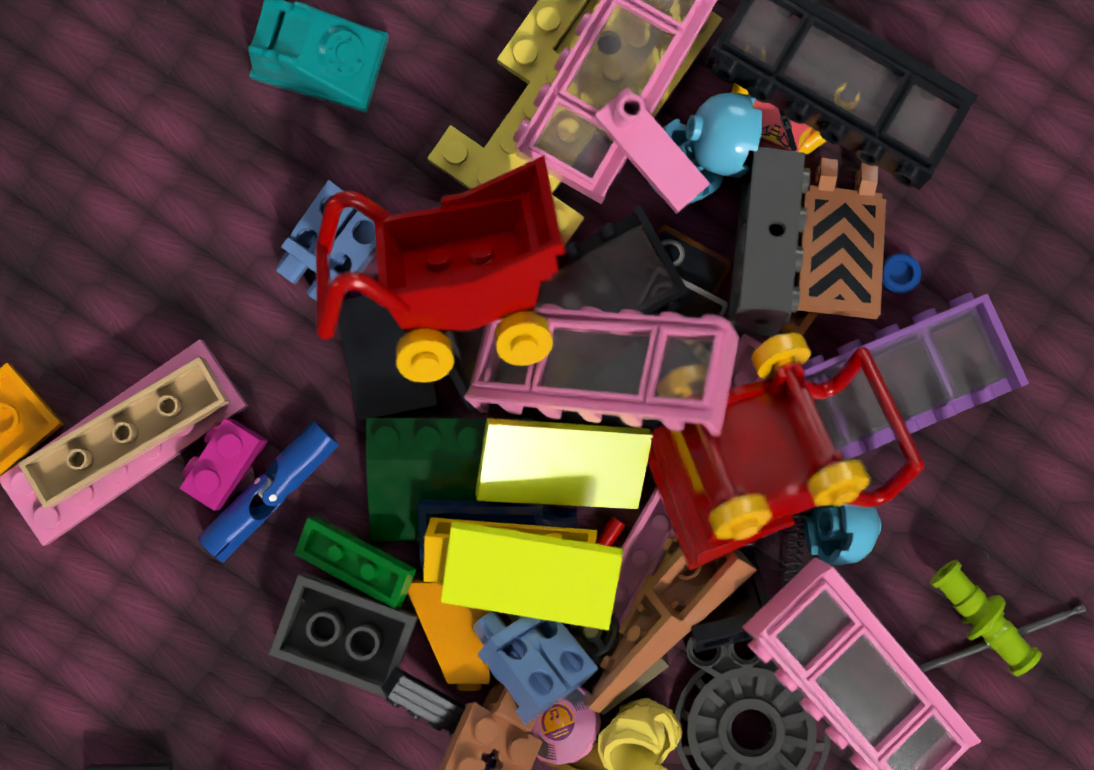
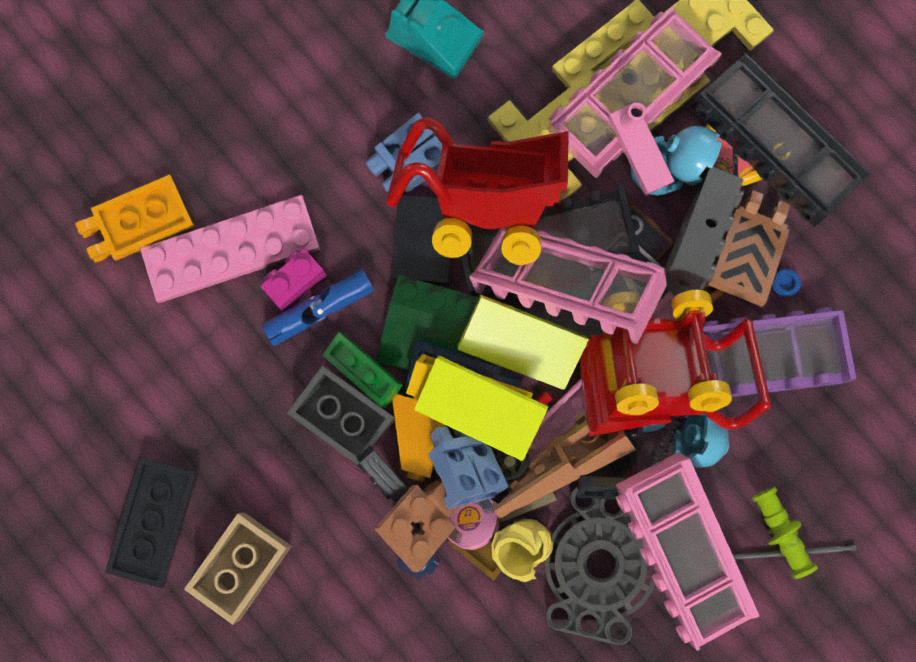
camera: 20 degrees right, 5 degrees down
(124, 433) = (234, 239): tan piece -> none

